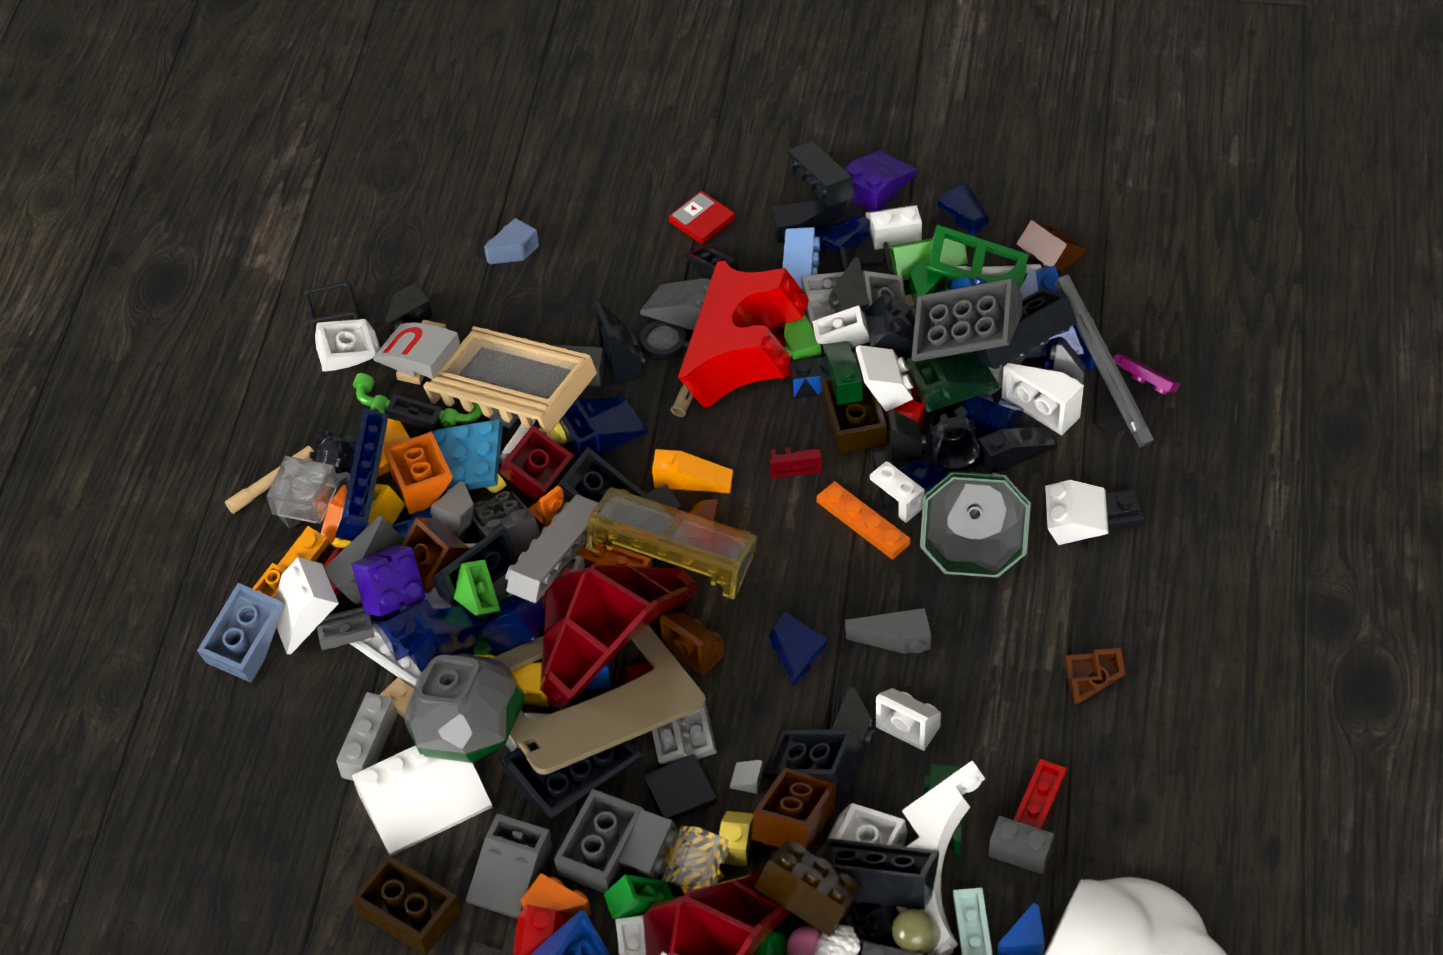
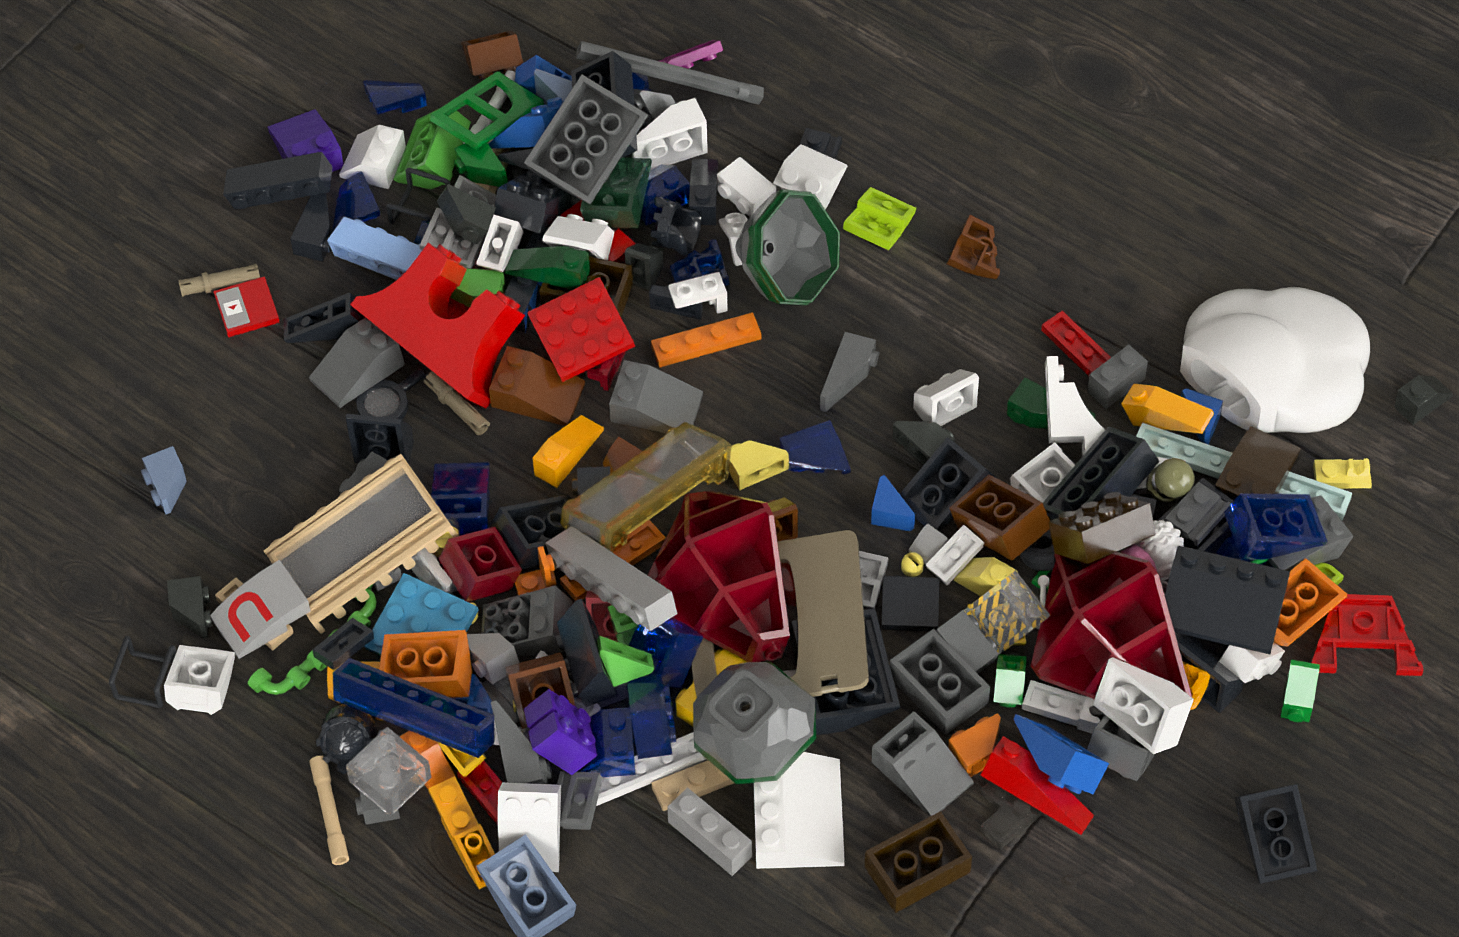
camera: 65 degrees left, 5 degrees up
(707, 184) = (218, 280): none -> dark tan pin
(726, 775) = (909, 567): none -> light yellow hinge
(736, 425) = (533, 388): none -> reddish brown slope
(739, 796) = (955, 555): none -> white plate
(751, 606) = (756, 462): none -> light yellow slope
(768, 724) = (890, 508): none -> blue slope
(774, 509) = (652, 399): none -> dark grey slope
(800, 422) = (581, 329): none -> red plate
(1000, 897) = (1164, 410): none -> light orange slope
(1036, 472) = (744, 186): none -> white brick
(1076, 586) = (879, 218): none -> lime slope

